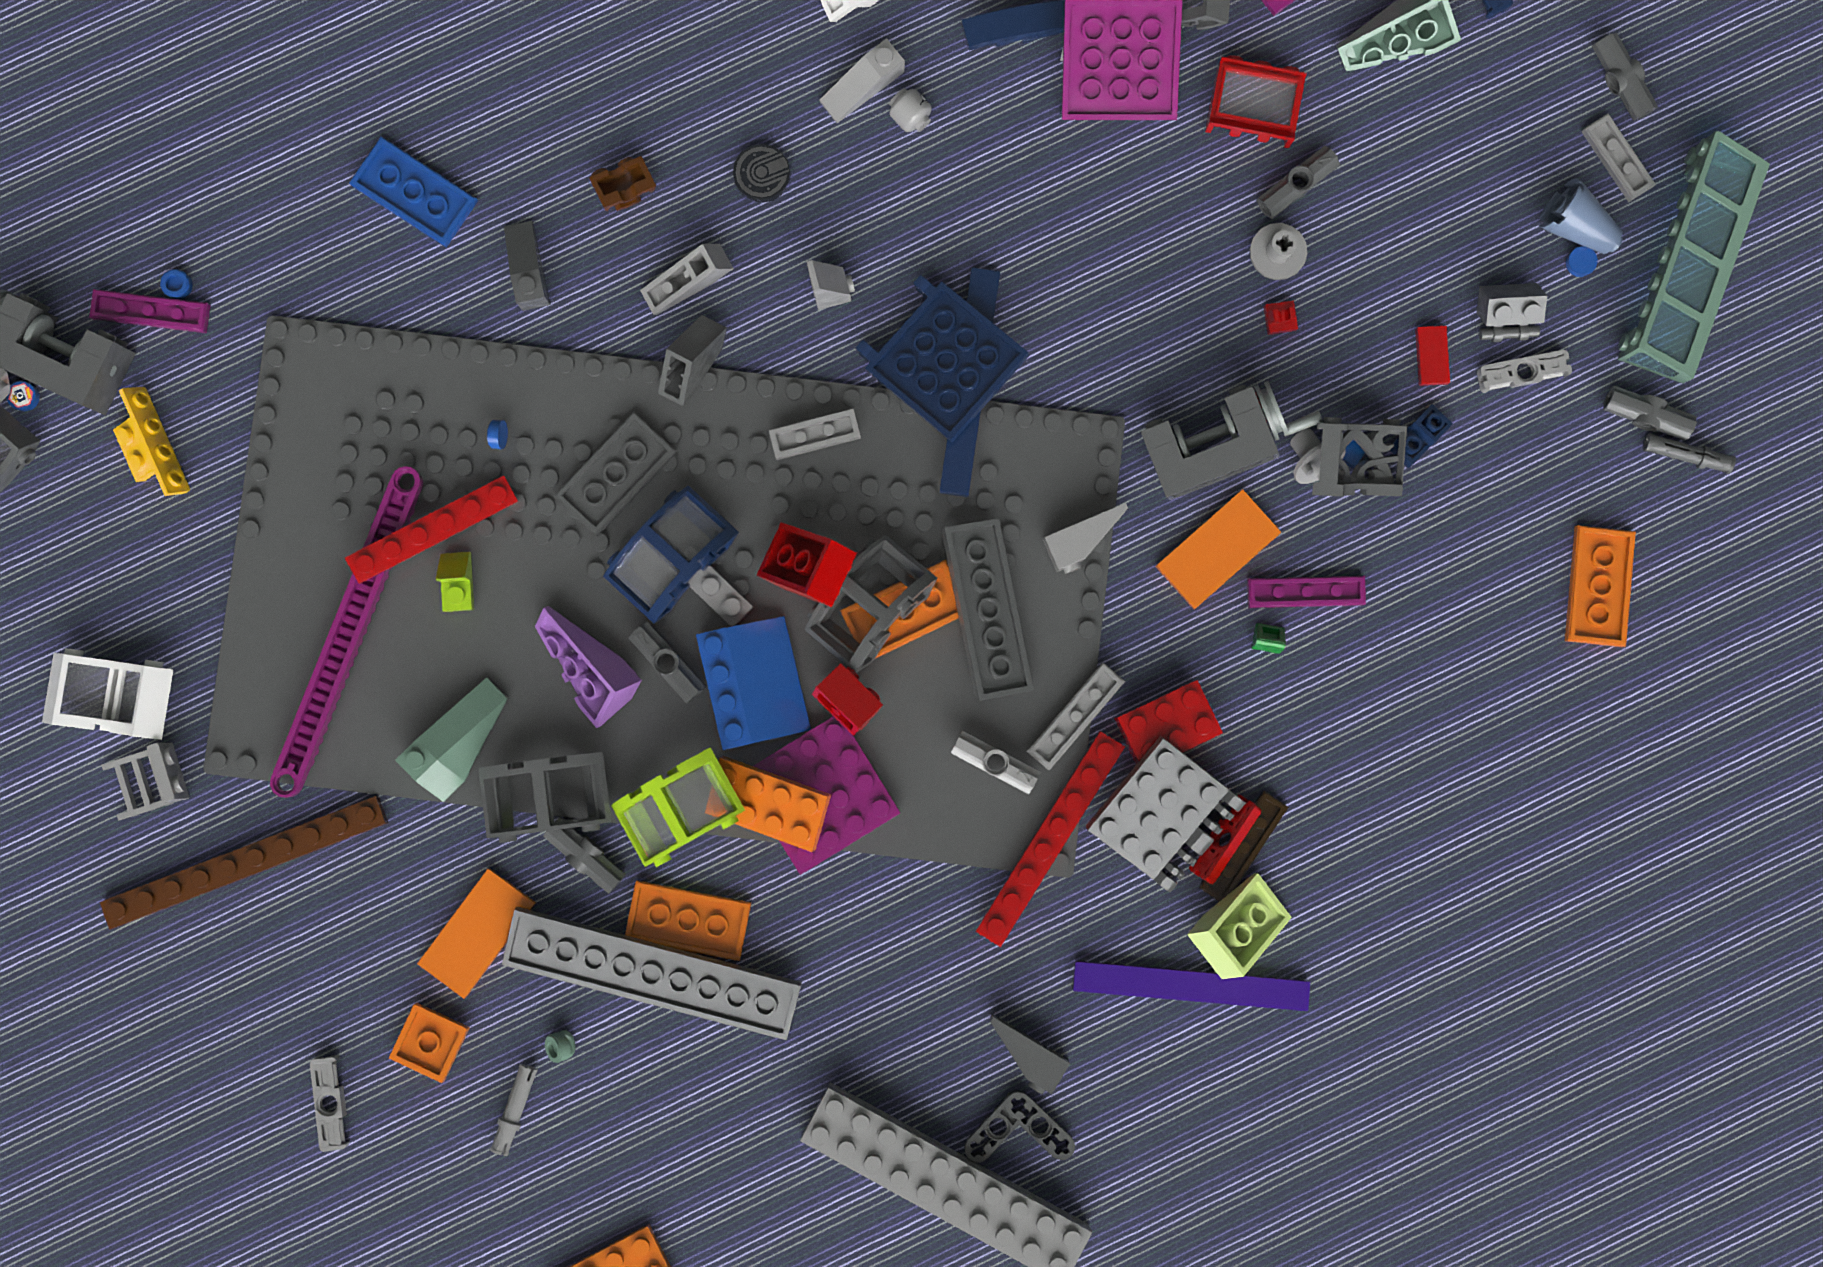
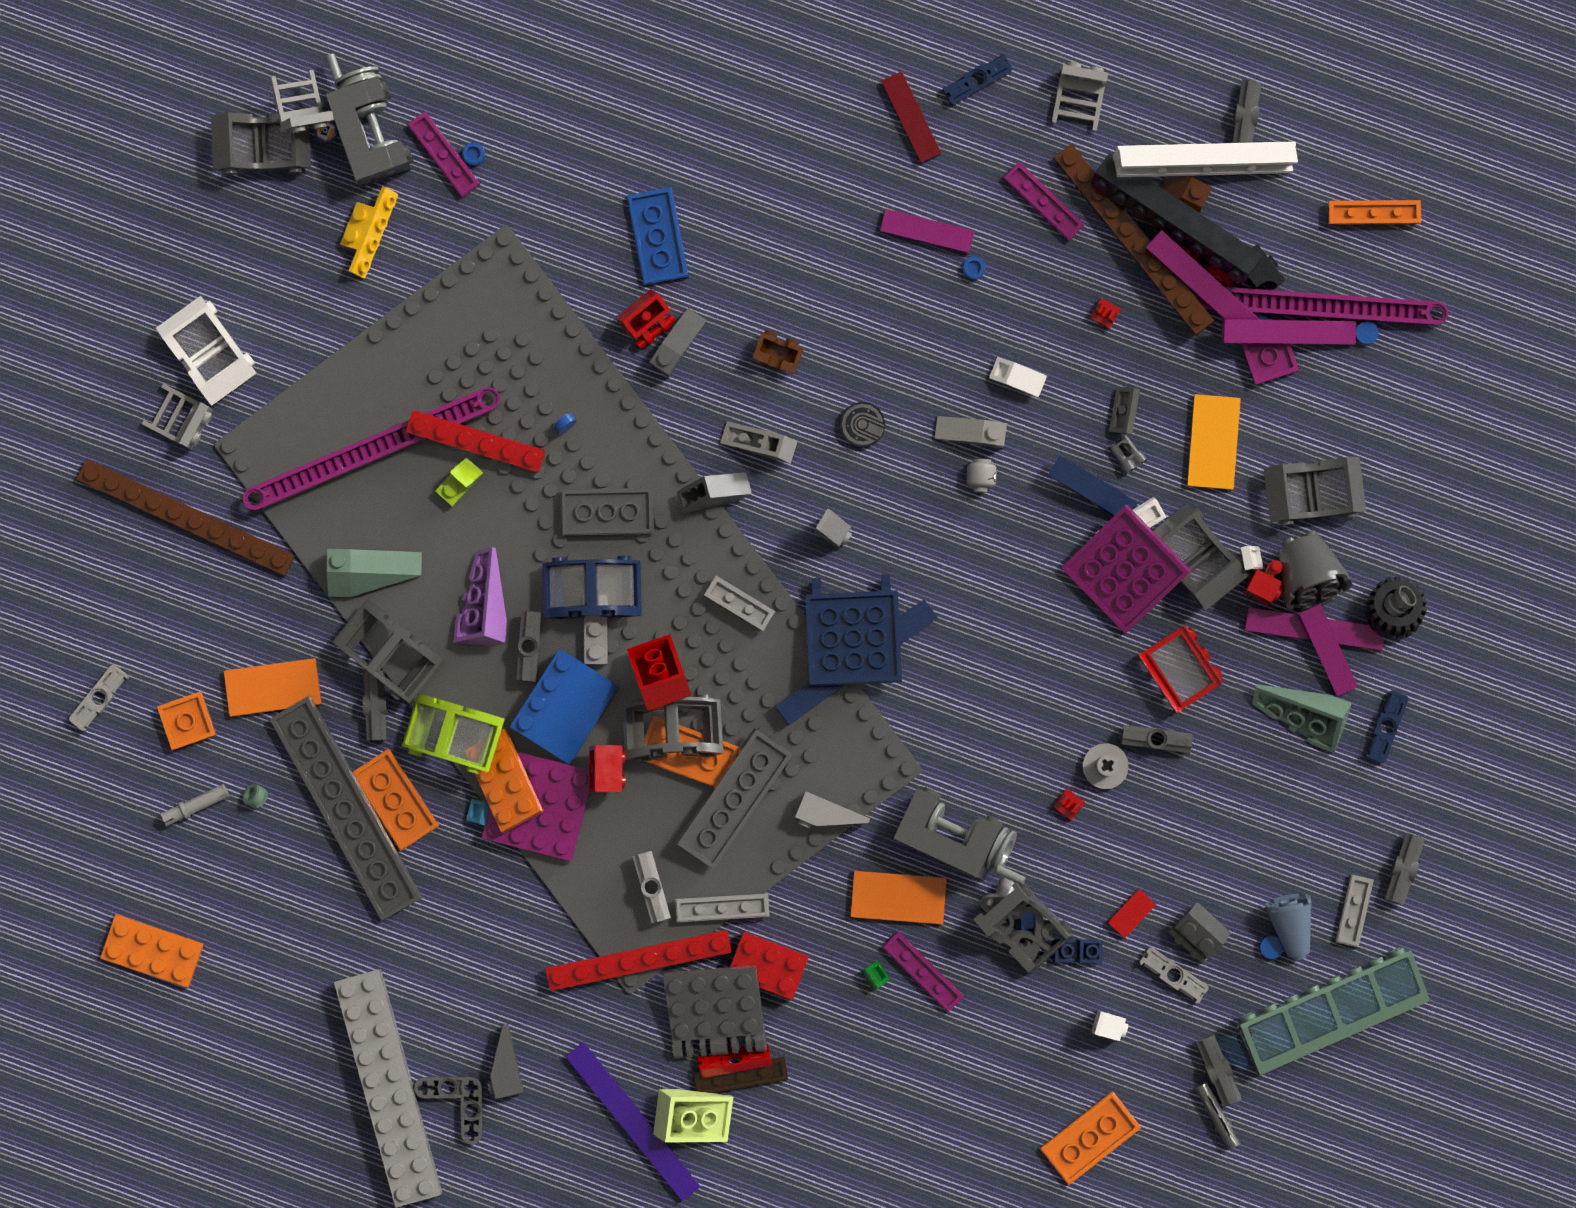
camera: 45 degrees right, 0 degrees up
(469, 269) = (644, 314): none -> red brick
(773, 855) = (478, 812): none -> dark azure tile
(1517, 471) = (1109, 1026): none -> white slope

